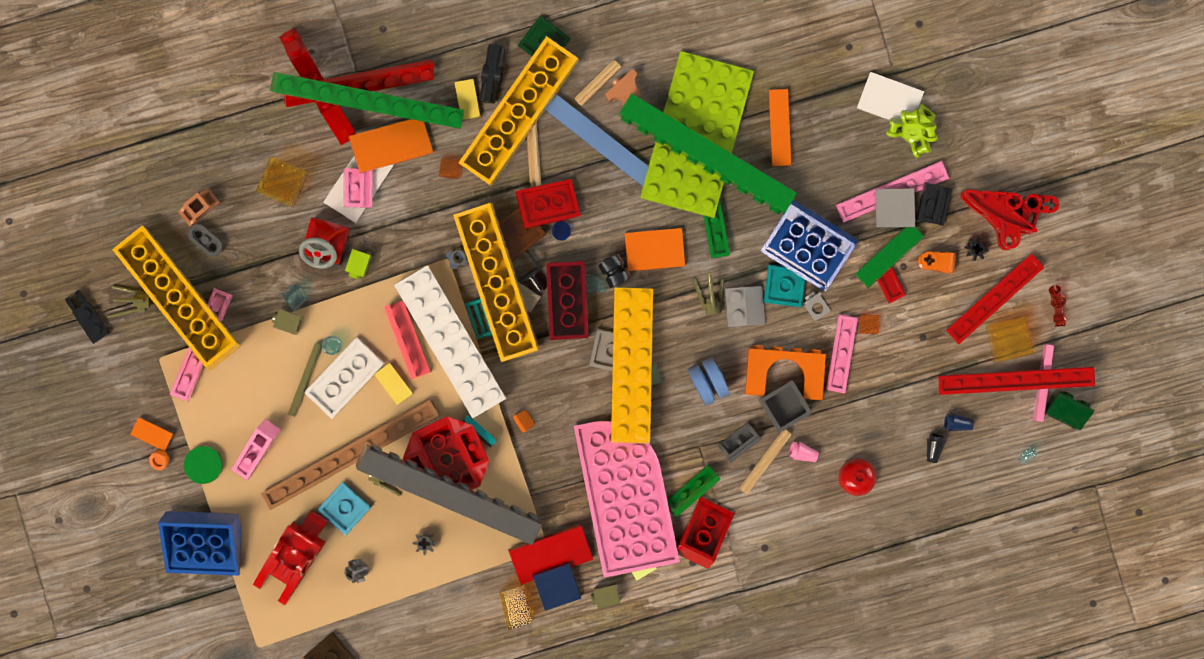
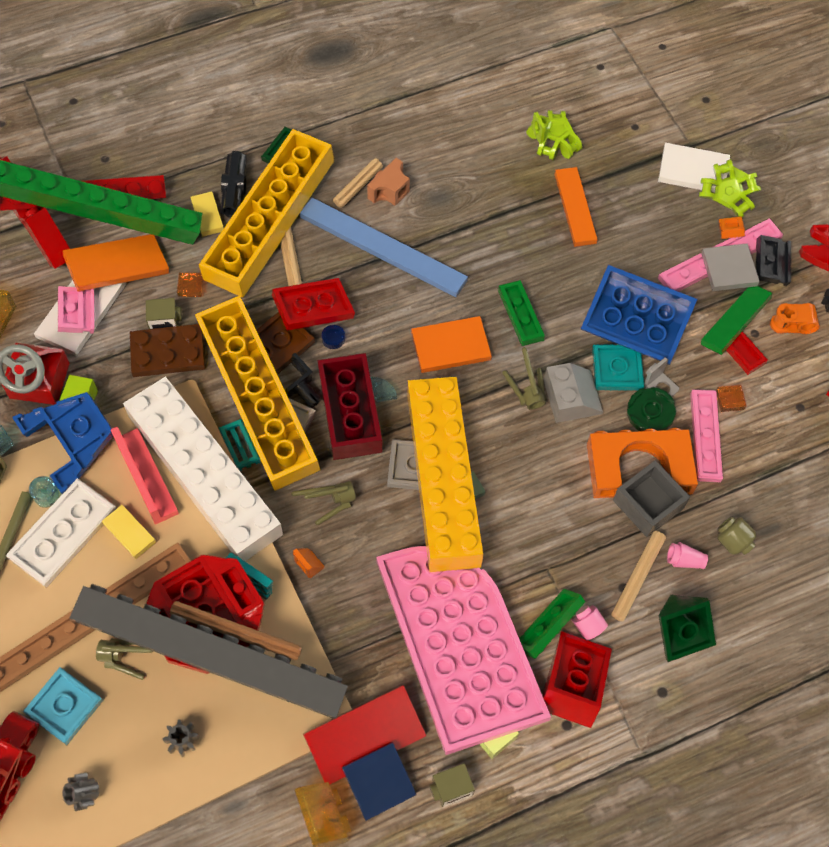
camera: 10 degrees left, 25 degrees down
(359, 298) = (78, 427): none -> blue wing
(427, 198) = (162, 313): none -> olive brick
(427, 228) = (167, 350): none -> reddish brown plate
(459, 252) = (205, 372): sand blue plate -> none
(468, 478) = (236, 630): none -> medium nougat axle
(553, 370) = (341, 493): none -> olive plant
(615, 271) = (403, 365): black wheel -> none
(707, 154) = (498, 227): green brick -> none
(708, 381) = (546, 477): medium blue wheel -> none
(710, 101) = (480, 223): lime plate -> none
(721, 494) = (589, 622): none -> bright pink plate
(739, 442) = (600, 554): dark grey hinge -> none
(775, 51) = (557, 129): none -> lime piece
(789, 506) = (686, 626): none -> dark green slope
(803, 328) = (651, 409): none -> dark green tile
(843, 441) = (736, 535): none -> olive head
(857, 477) = (765, 580): red cylinder -> none
(906, 167) = (731, 227): none -> orange tile

